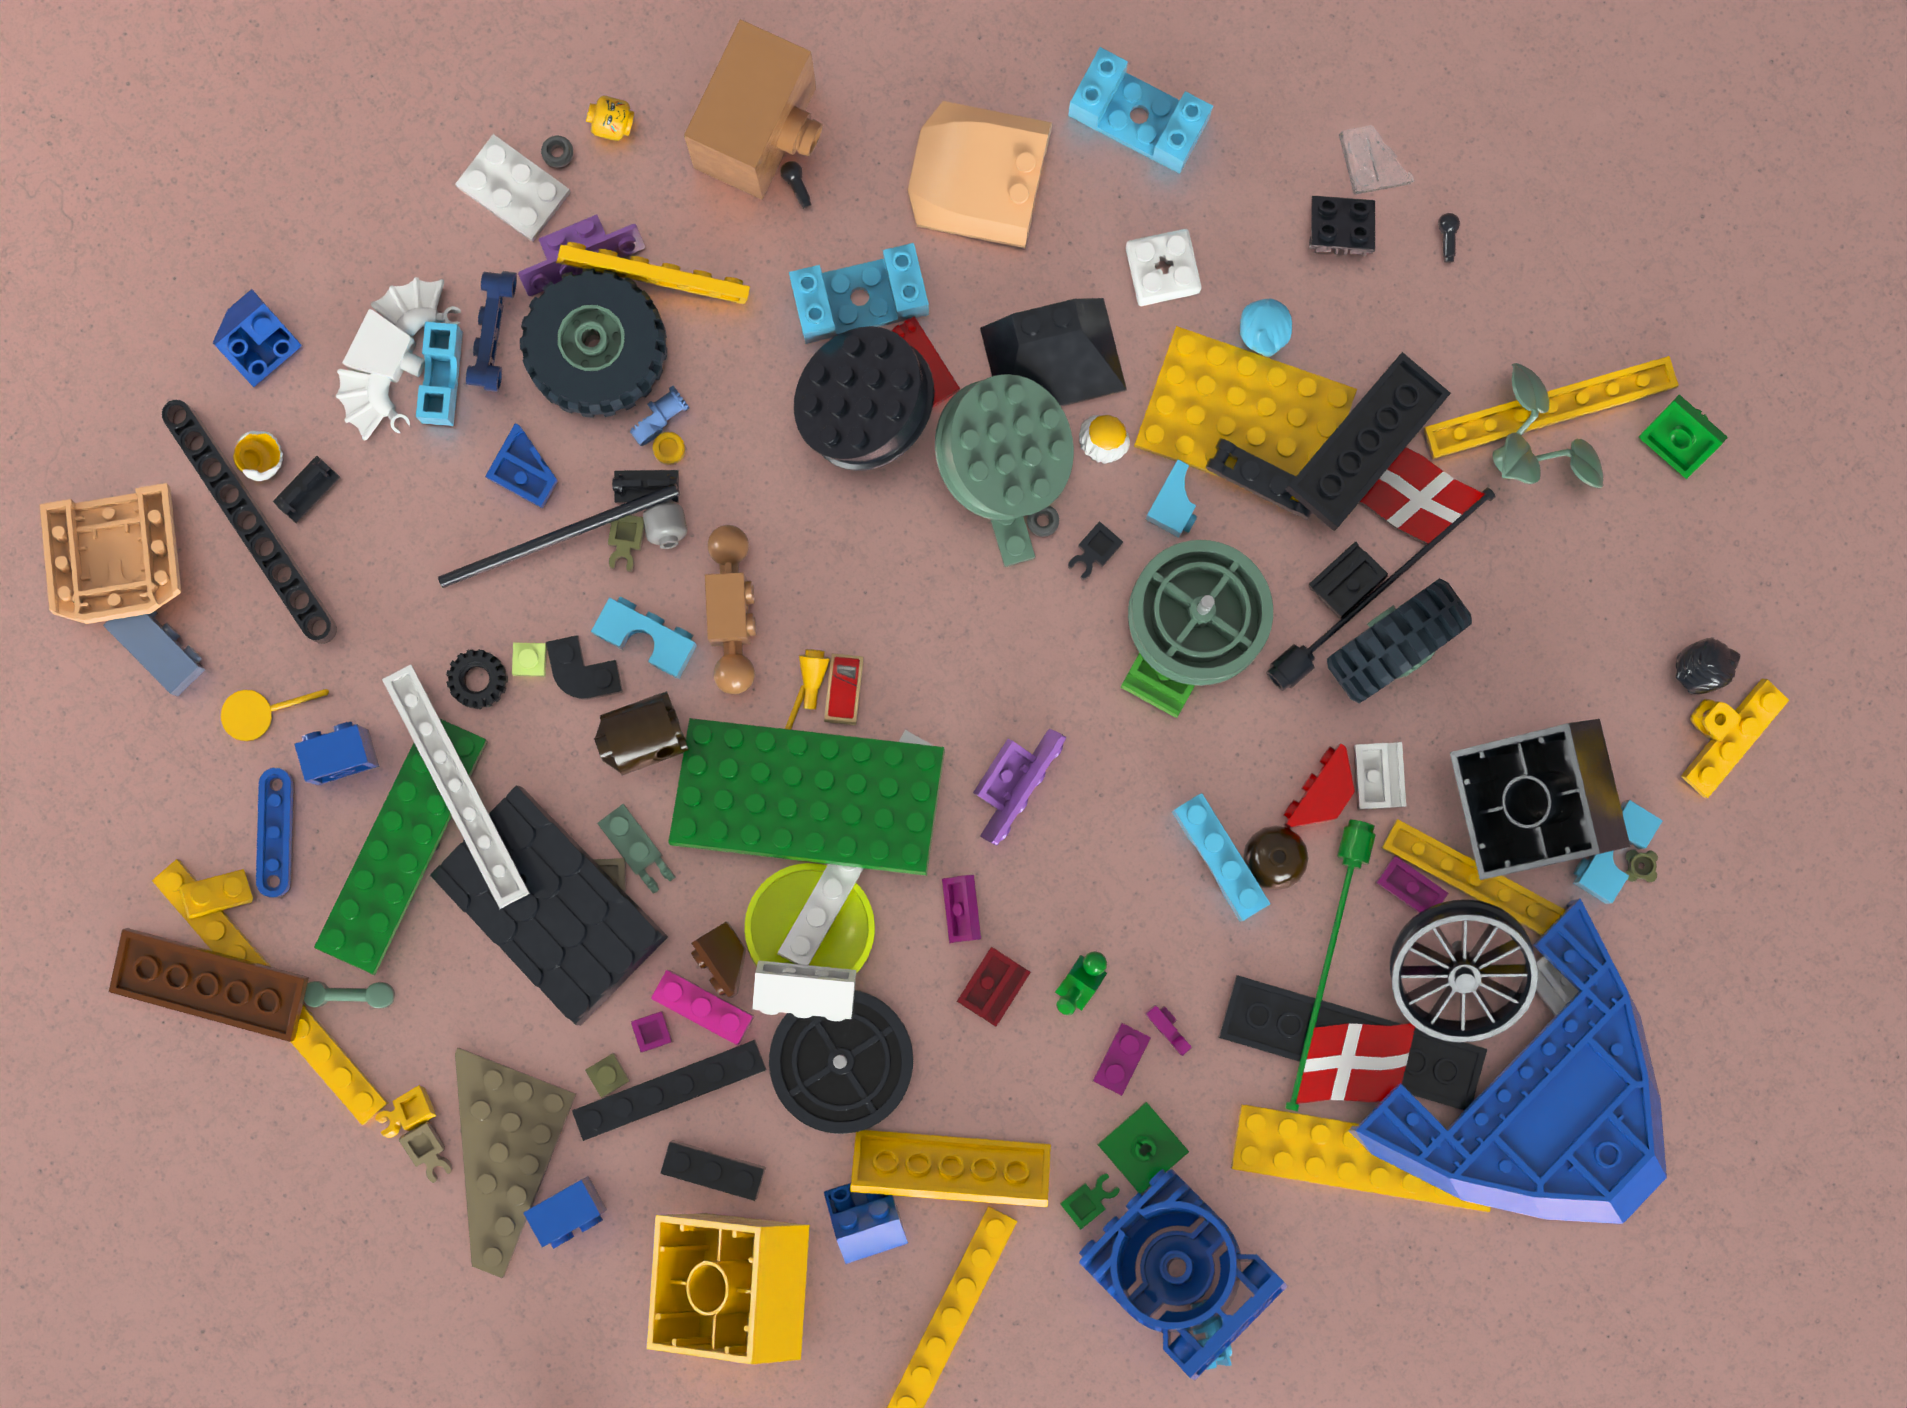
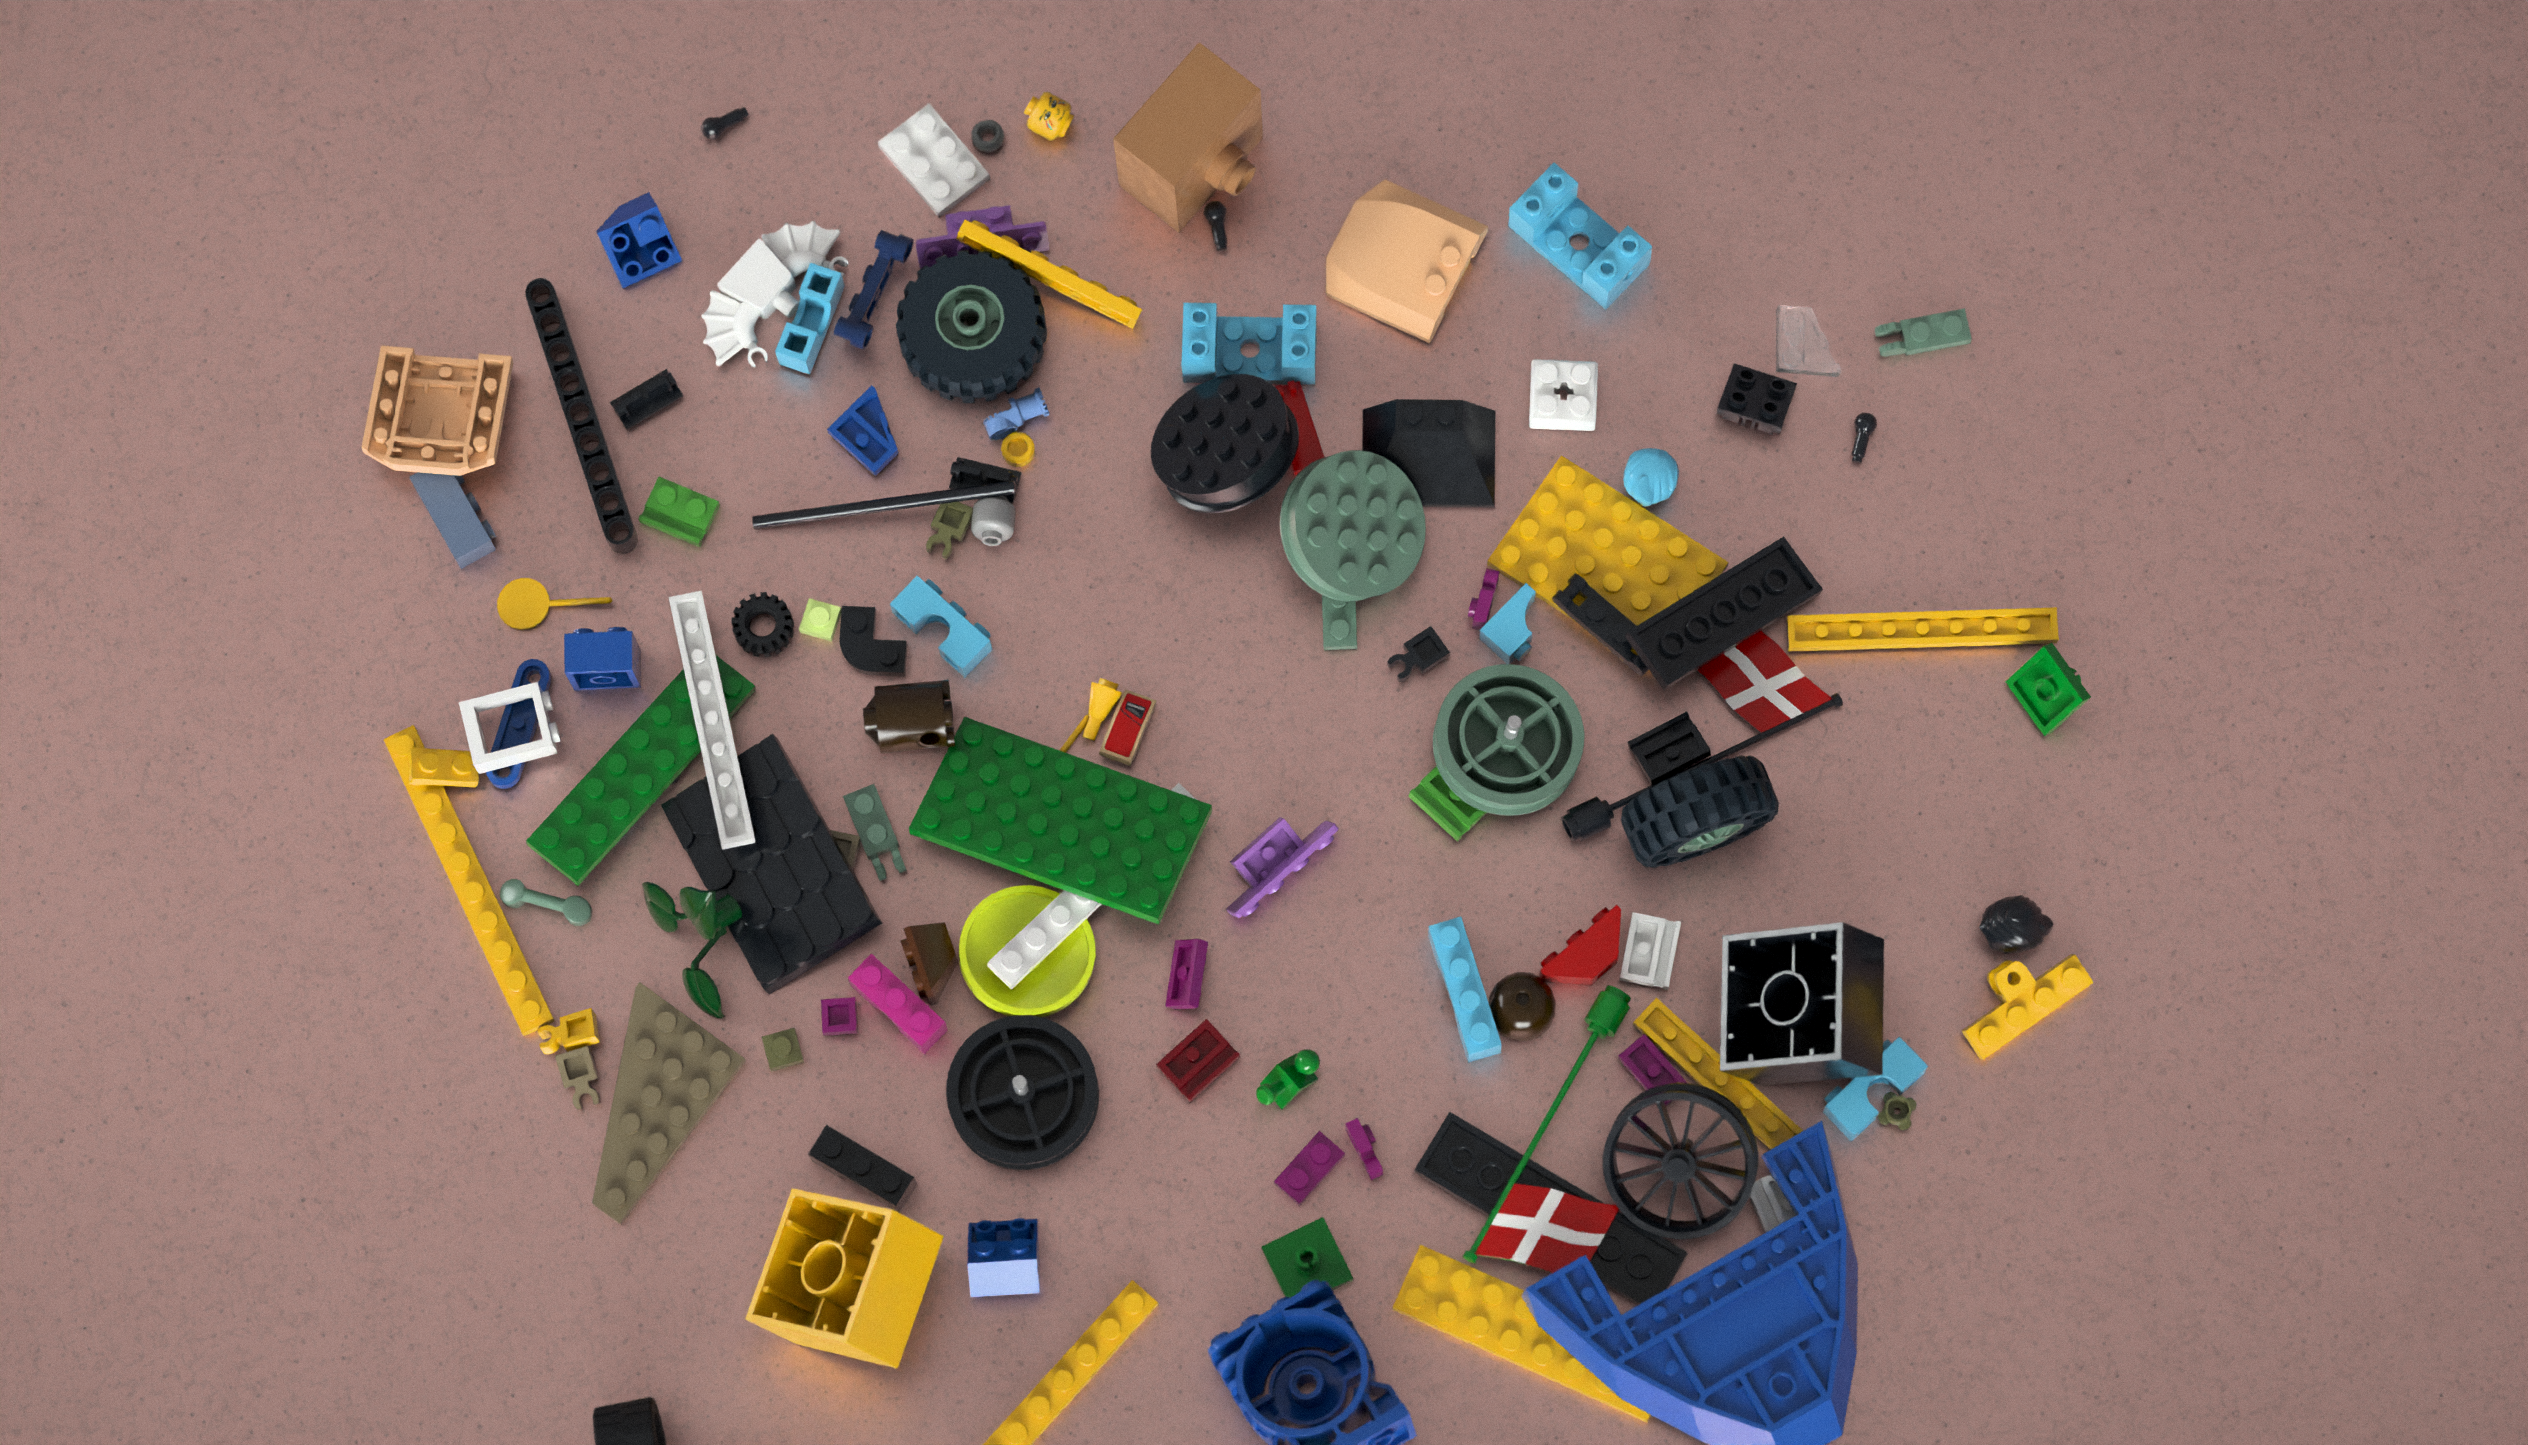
camera: 20 degrees right, 10 degrees down
(208, 984) = (410, 853): reddish brown plate -> none
(237, 857) = (514, 755): none -> white window
(258, 455) = (608, 353): yellow hair -> none
(295, 208) = (714, 127): none -> black piece
(367, 589) = (679, 511): none -> bright green plate
(502, 981) = (709, 919): none -> dark green plant
(565, 1211) = (702, 1169): blue brick -> none
(669, 1090) = (840, 1080): black plate -> none
(728, 609) = (1033, 617): medium nougat brick -> none
(804, 990) = (1003, 1005): white brick -> none
(951, 1168) = (1104, 1228): yellow plate -> none
(1047, 530) = (1374, 603): dark grey plate -> none
(1085, 1203) = (1232, 1302): green plate -> none
(1104, 438) = (1458, 547): hair -> none
(1141, 491) = (1481, 607): none -> magenta plate
(1483, 121) = (1926, 333): none -> sand green hinge
(1516, 457) = (1871, 665): sand green plant -> none

